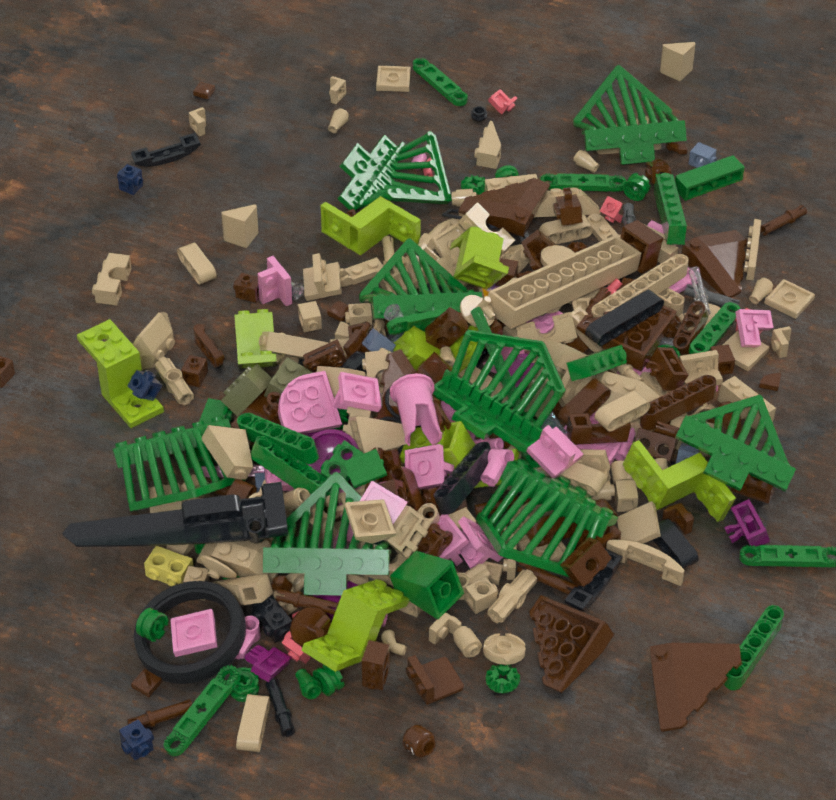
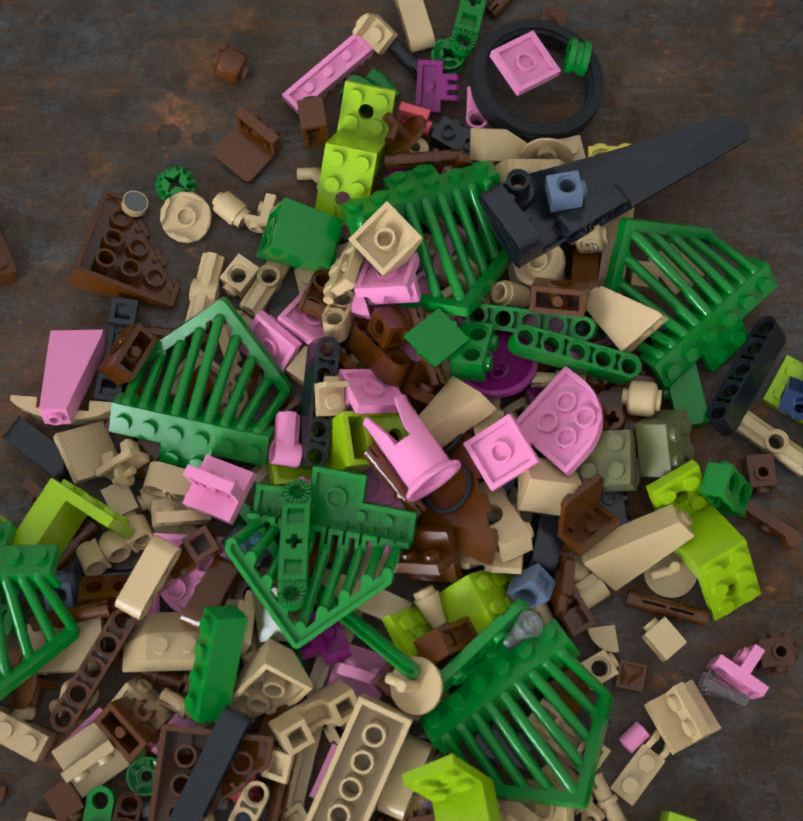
camera: 160 degrees right, 30 degrees up
(175, 409) = (746, 376): none -> black beam
(225, 353) = (726, 489): none -> green brick
(229, 519) = (562, 200): none -> sand blue brick
(246, 404) = (642, 398): none -> tan head
(278, 464) = (559, 297): none -> reddish brown brick
(291, 712) = (375, 32): none -> tan bracket
(293, 328) = (698, 616): none -> reddish brown pin
(344, 707) = (330, 71): none -> bright pink gear
(356, 284) = (633, 737): none -> bright pink hinge
(454, 466) = (330, 396): none -> tan bracket
(513, 403) = (294, 561): none -> green piece
(540, 673) = (134, 203): none -> tile
(616, 499) = (122, 467): none -> tan hips
(633, 572) = (69, 369): none -> bright pink slope

